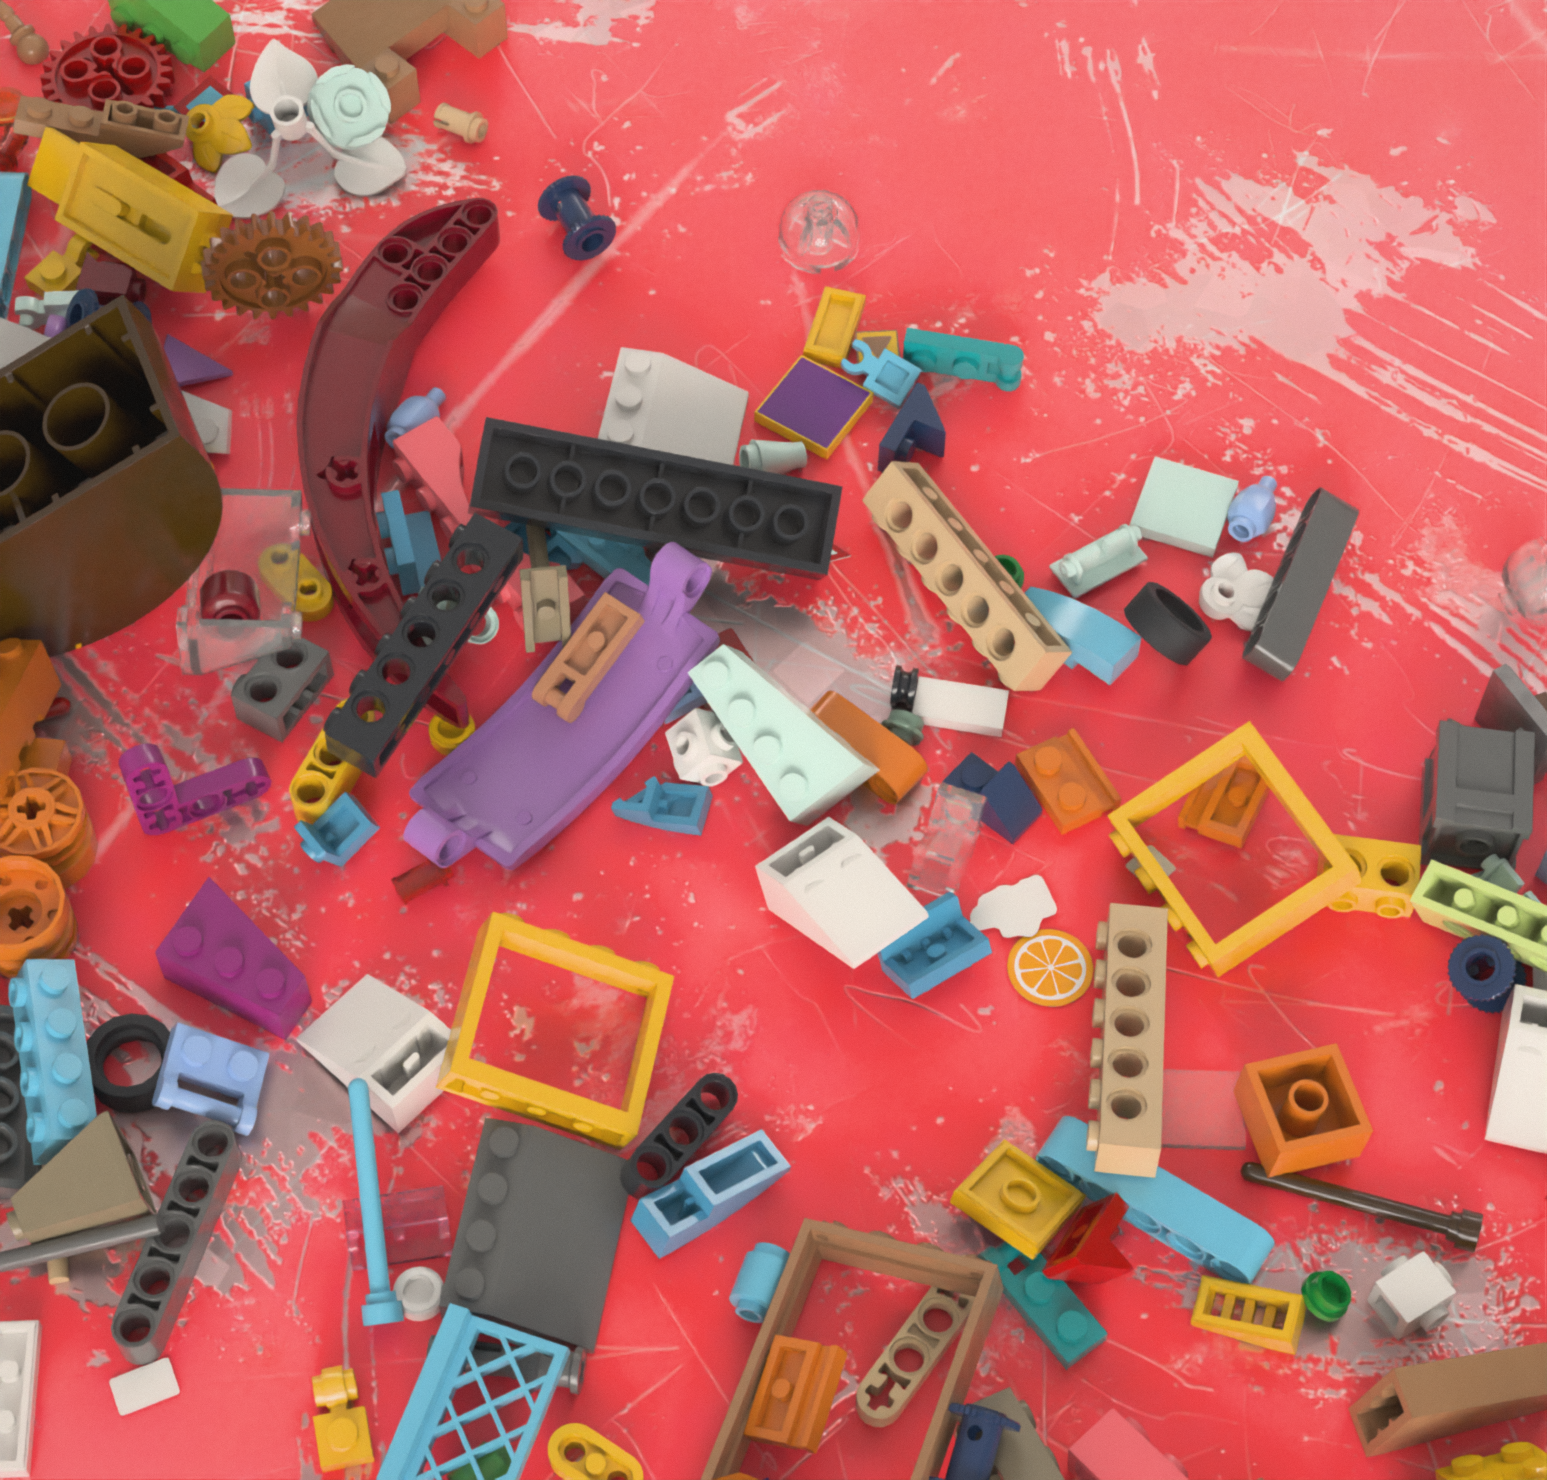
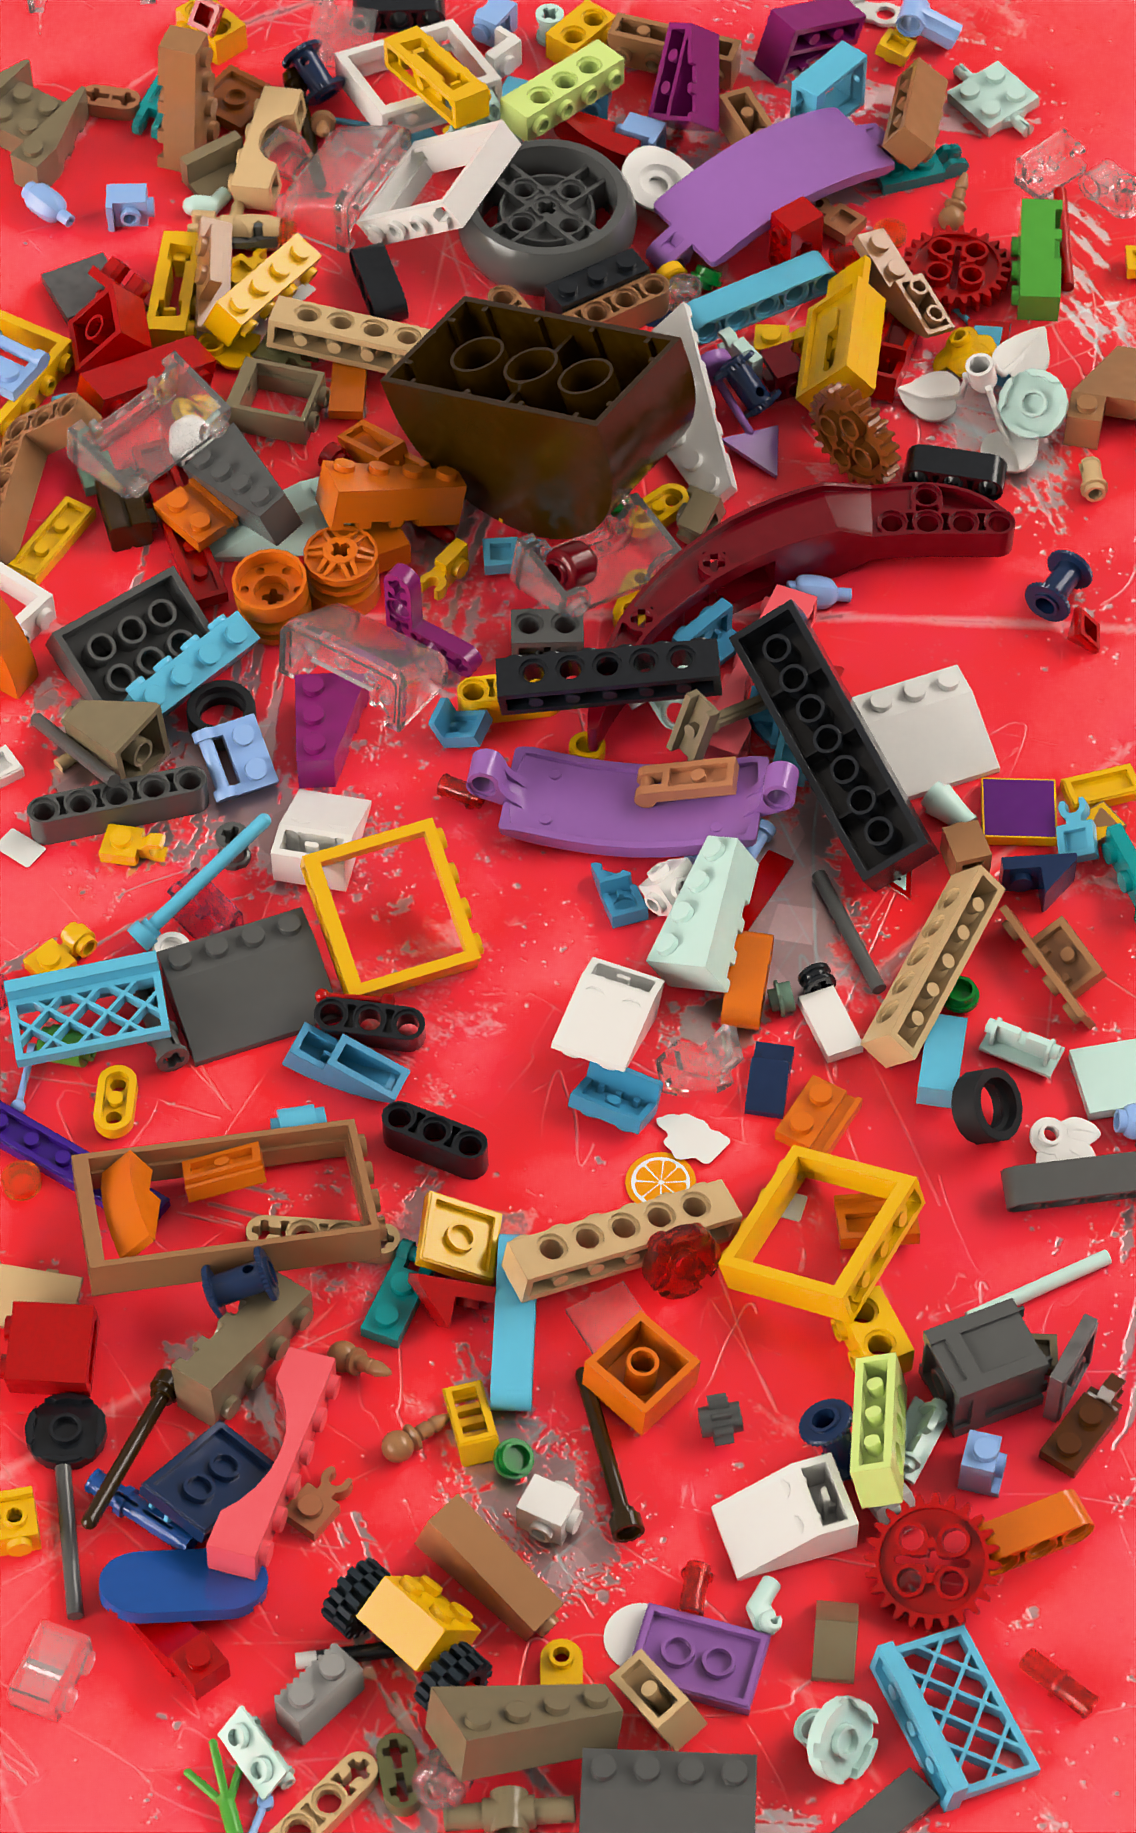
camera: 60 degrees right, 5 degrees down
(112, 722) = (449, 566): none -> yellow plate
(140, 664) = (498, 554): none -> medium azure plate
(179, 869) = (387, 663): none -> clear windscreen
(236, 1263) = (127, 844): none -> yellow plate
(241, 459) = (698, 515): none -> dark tan brick
(332, 1133) = (224, 836): none -> dark grey bush
(370, 216) = (962, 468): none -> black beam
(638, 234) = (1084, 631): none -> red slope
(665, 1100) = (386, 998): none -> red hinge
(839, 466) = (964, 847): none -> medium nougat brick
(856, 628) = (849, 932): none -> dark grey bar
(861, 1173) = (446, 1154): none -> black beam
(1023, 467) = (1064, 959): none -> medium nougat bracket
(1089, 1401) = (355, 1360): none -> medium nougat bar
(1185, 996) = (668, 1248): none -> clear red plate
(1243, 1403) = (399, 1444): none -> medium nougat bar
(1385, 707) = (1052, 1280): none -> light aqua bar
(1392, 1068) = (720, 1419): none -> dark grey gear

